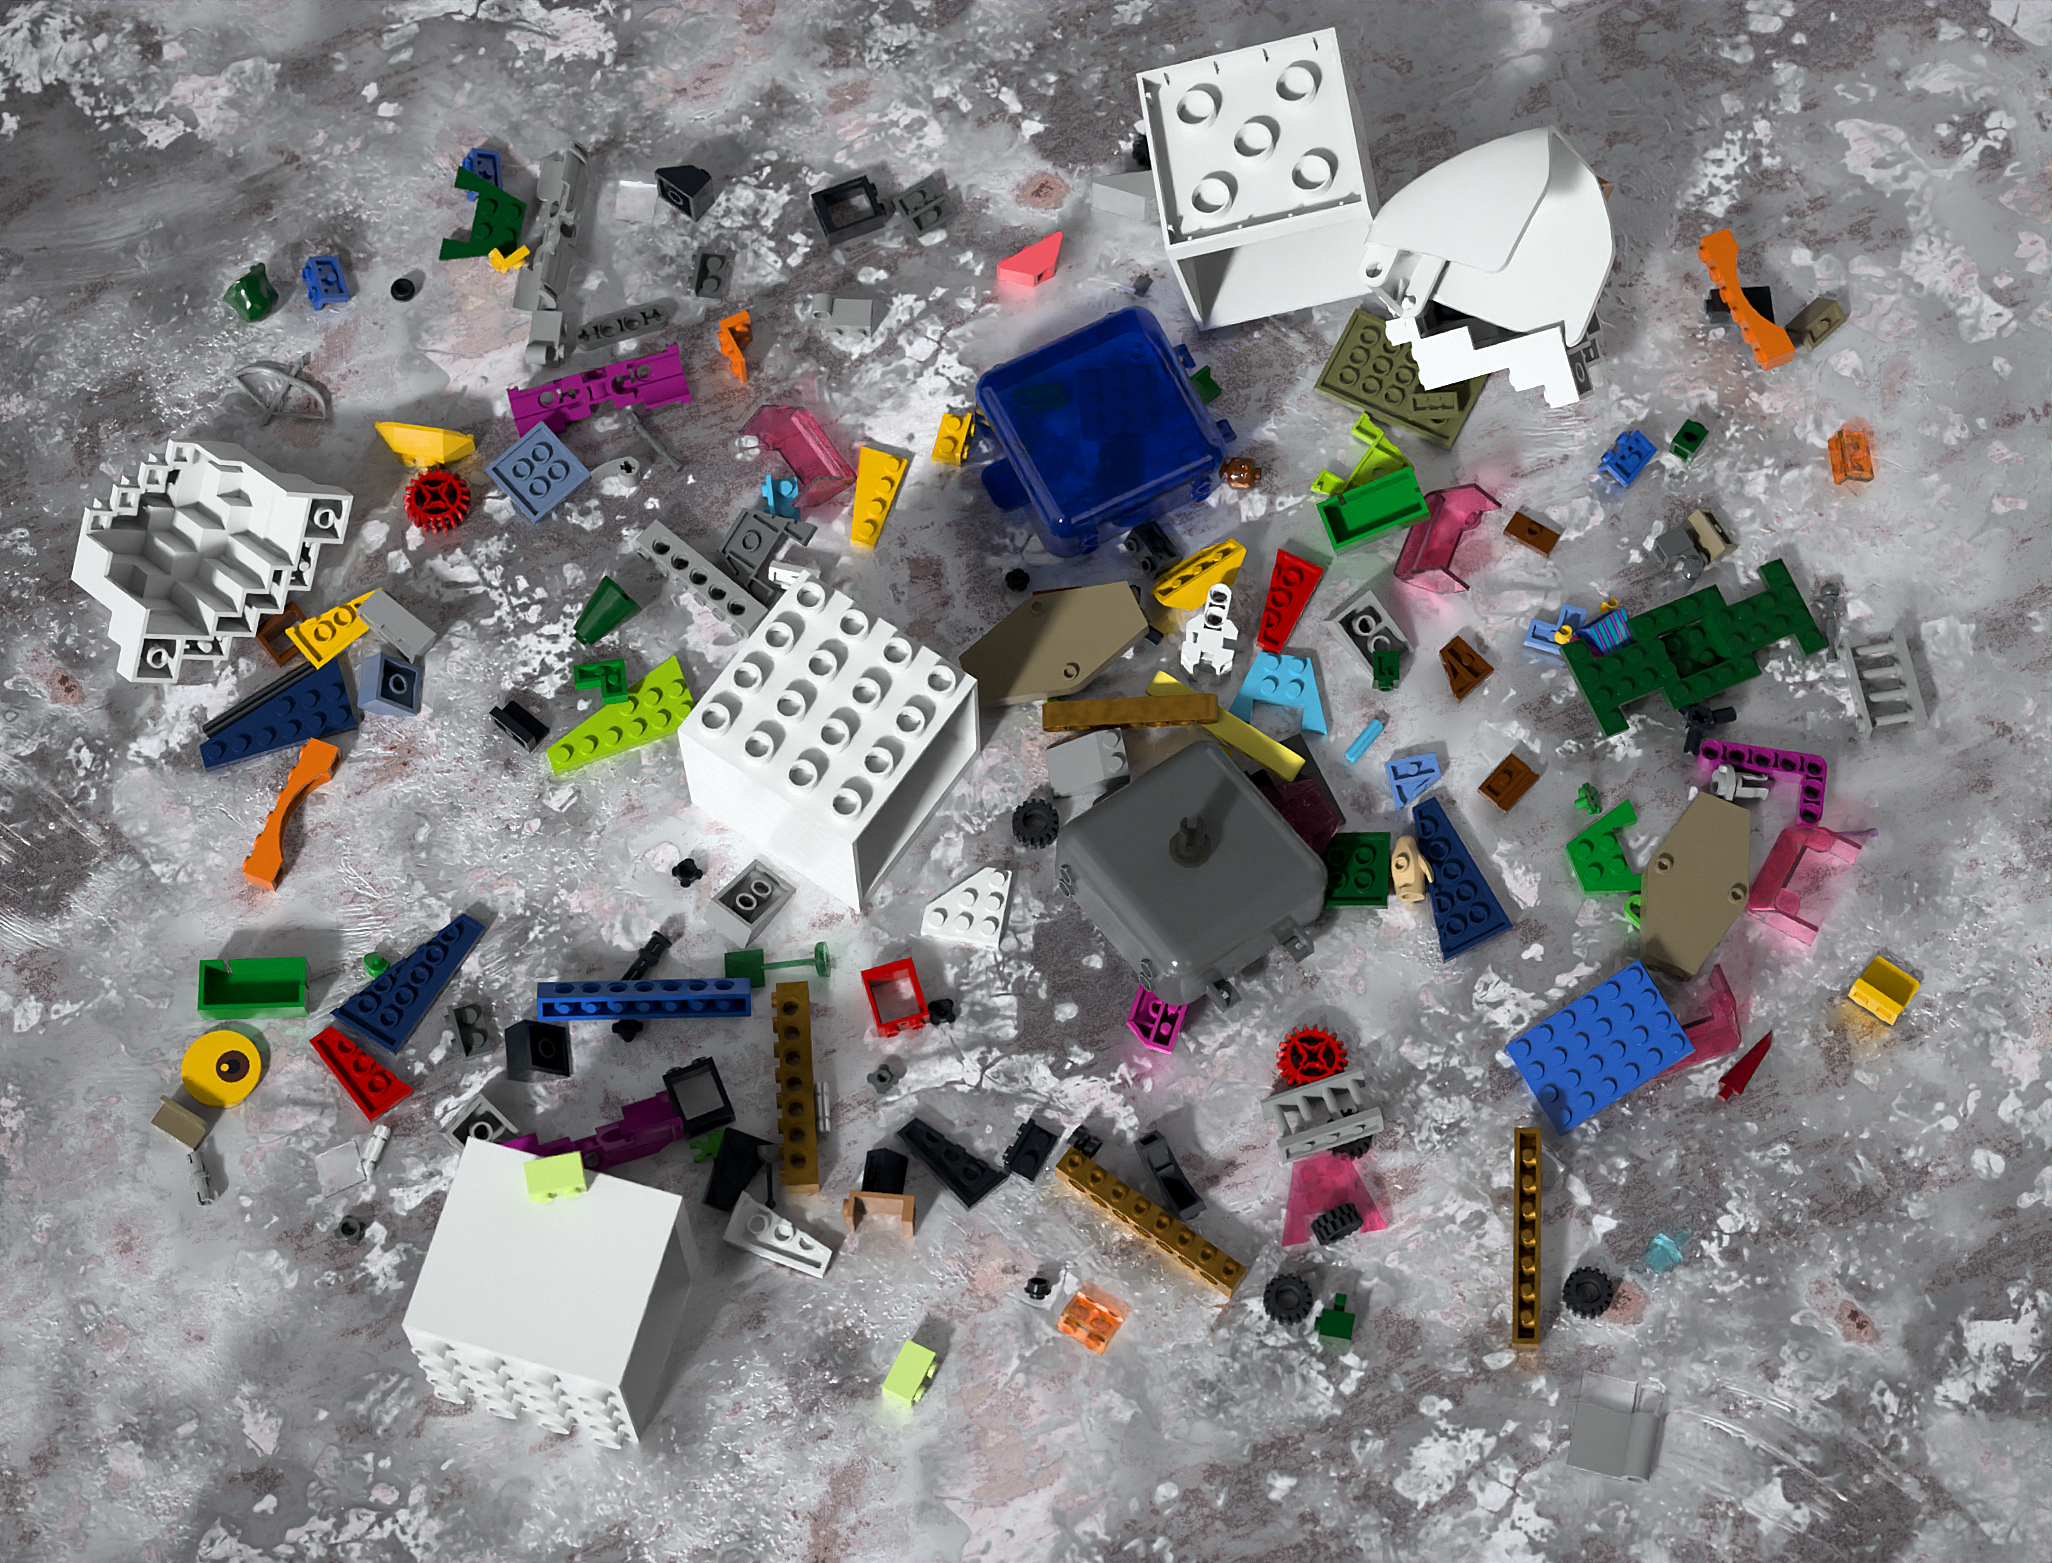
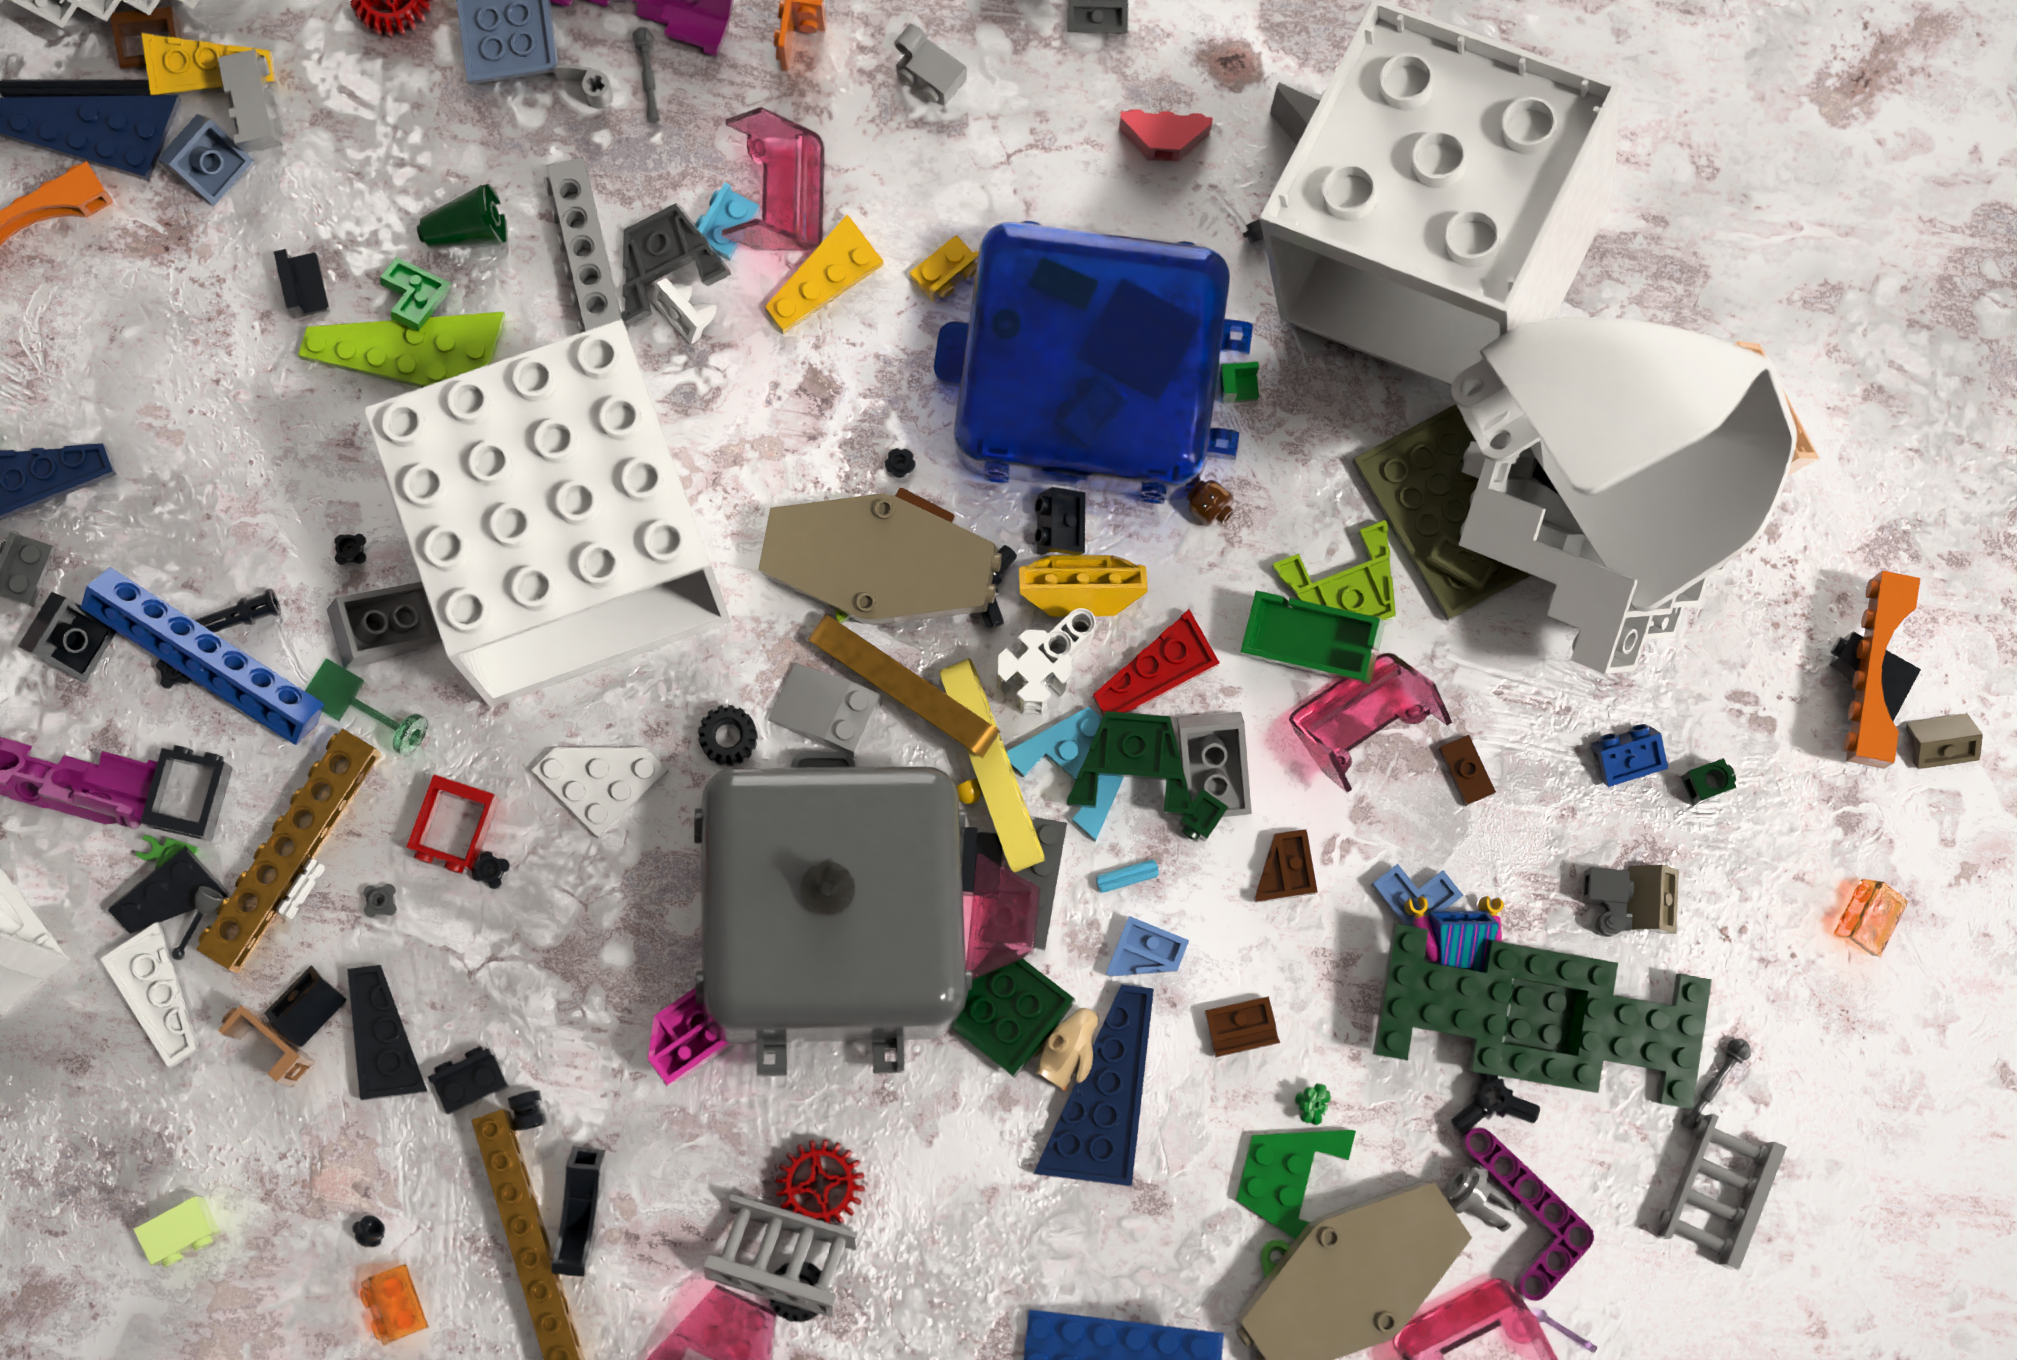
camera: 30 degrees right, 10 degrees up
(1311, 654) = (1134, 748): none -> dark green wing

